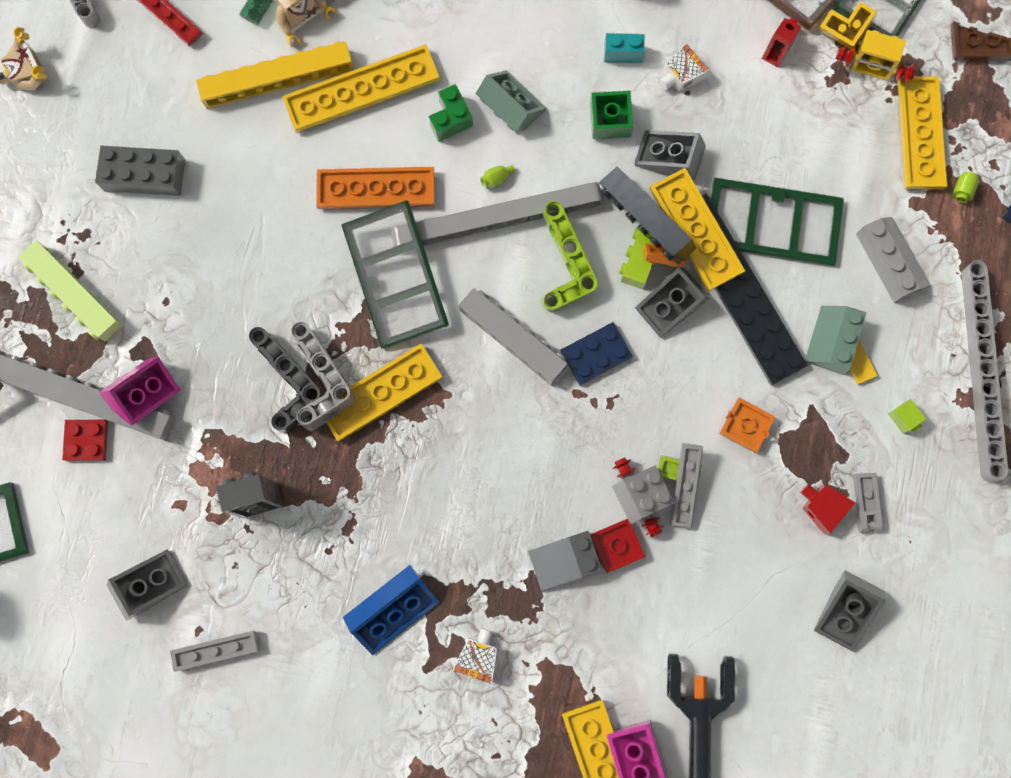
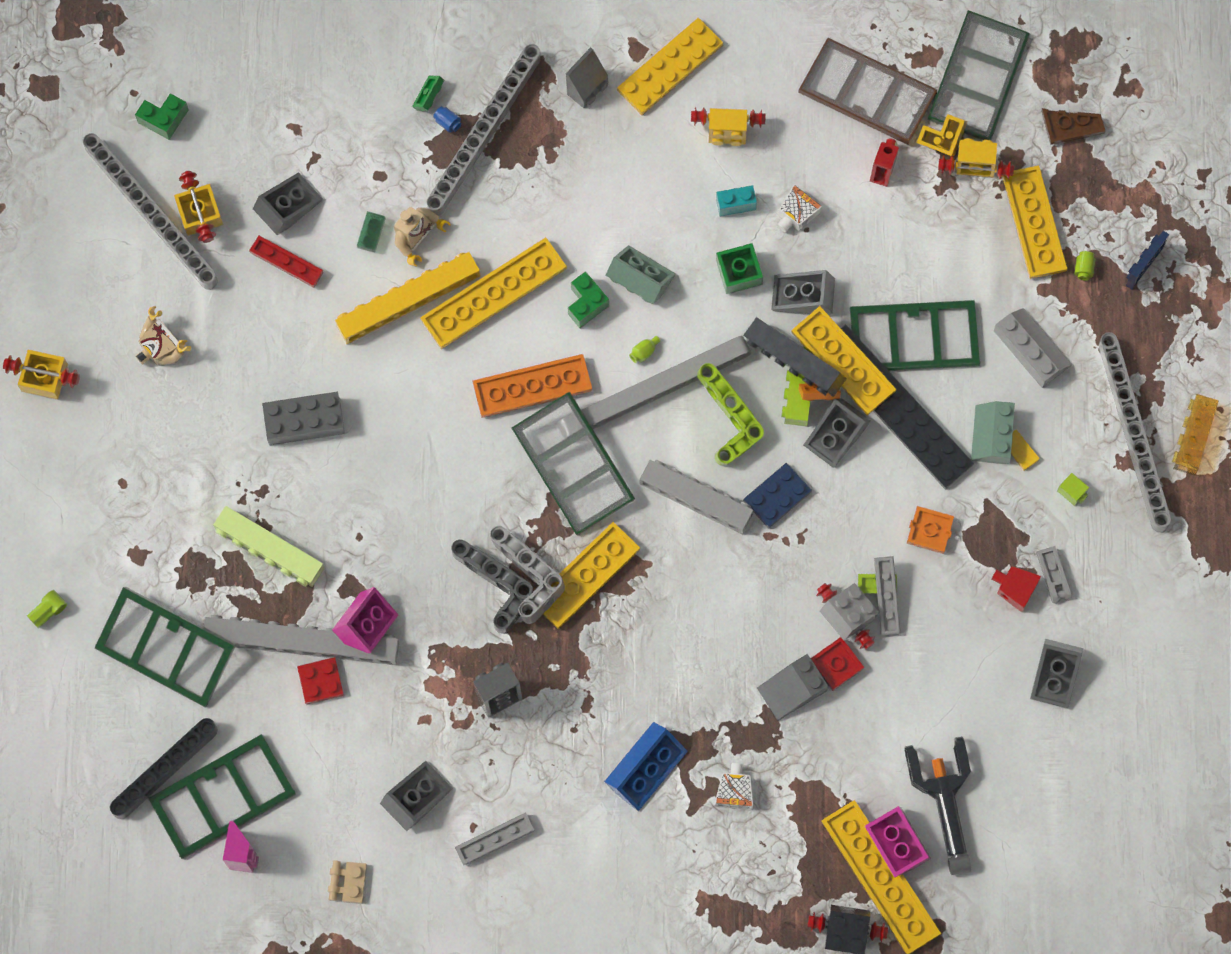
camera: 15 degrees left, 5 degrees down
(59, 662) = (353, 883): none -> tan plate

